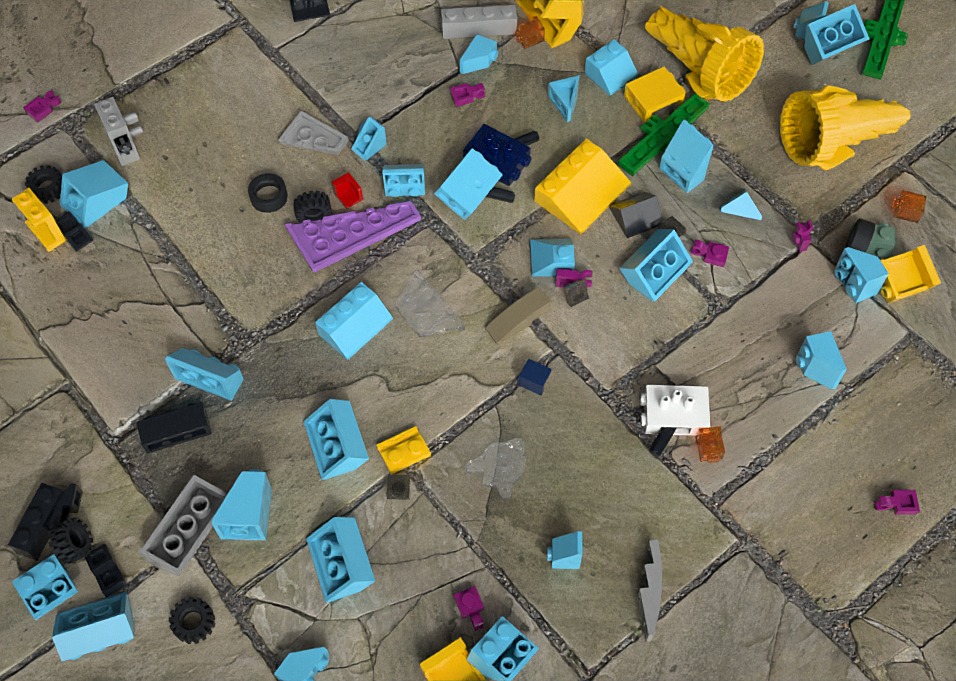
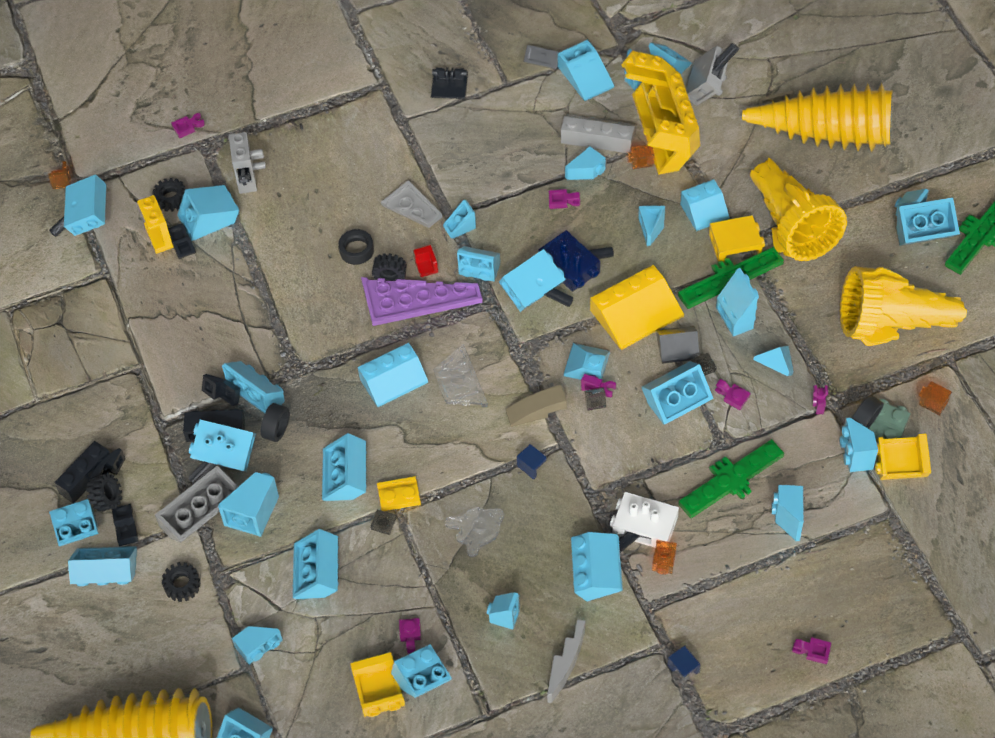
camera: 20 degrees right, 5 degrees down
(168, 383) = (220, 388): none -> black slope
(189, 451) = (220, 446): none -> medium azure piece
(242, 407) = (274, 422): none -> black tyre
(646, 473) = (596, 565): none -> medium azure slope
(742, 341) = (731, 478): none -> green hinge
(776, 555) = (683, 662): none -> dark blue panel

